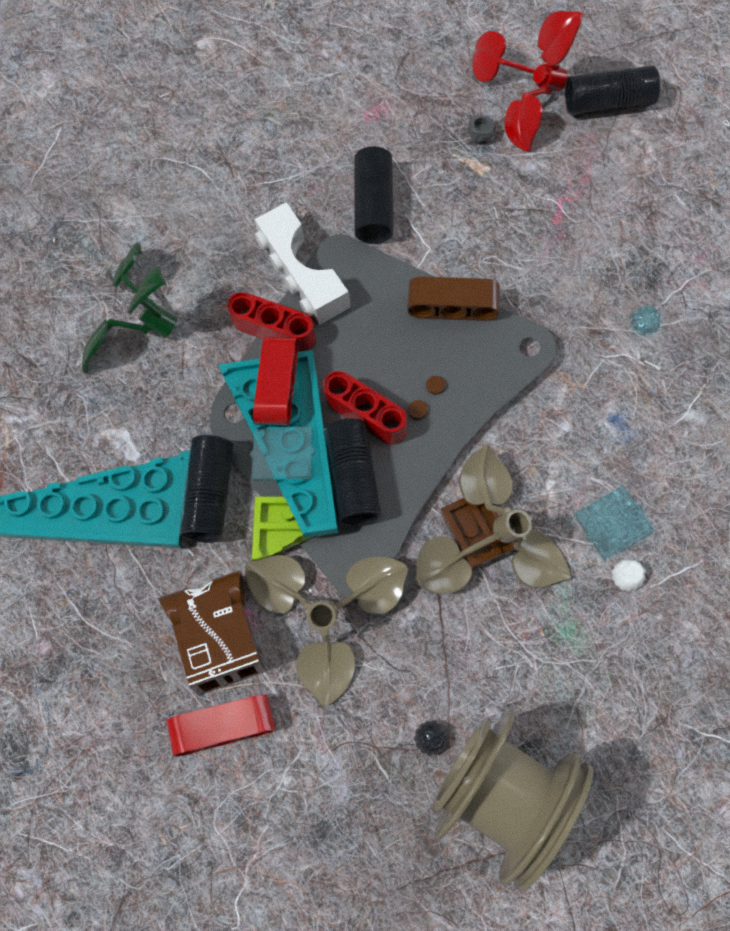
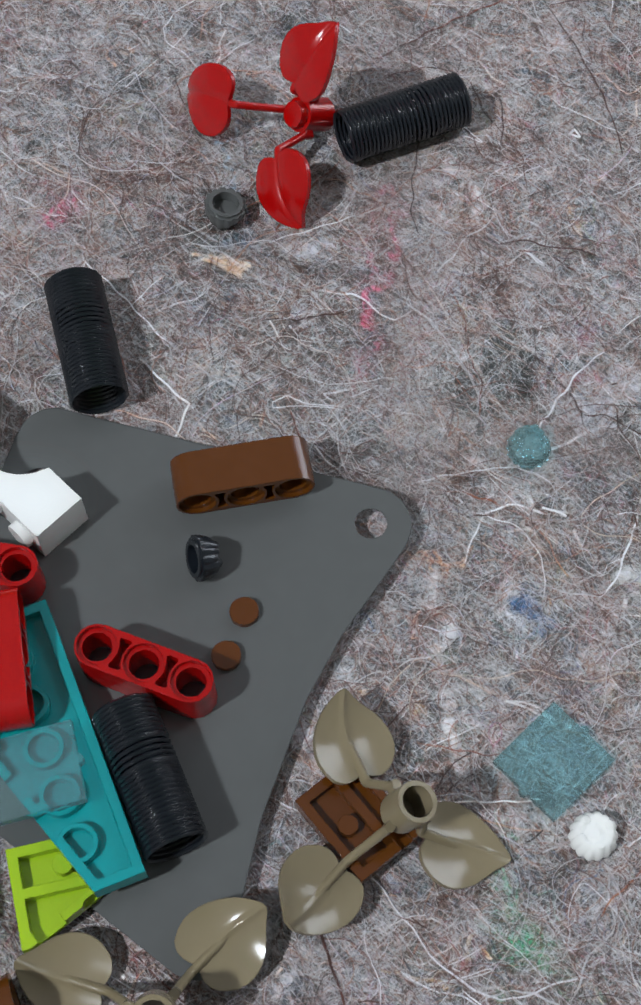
camera: 20 degrees left, 5 degrees down
(416, 345) = (202, 557): none -> black piece

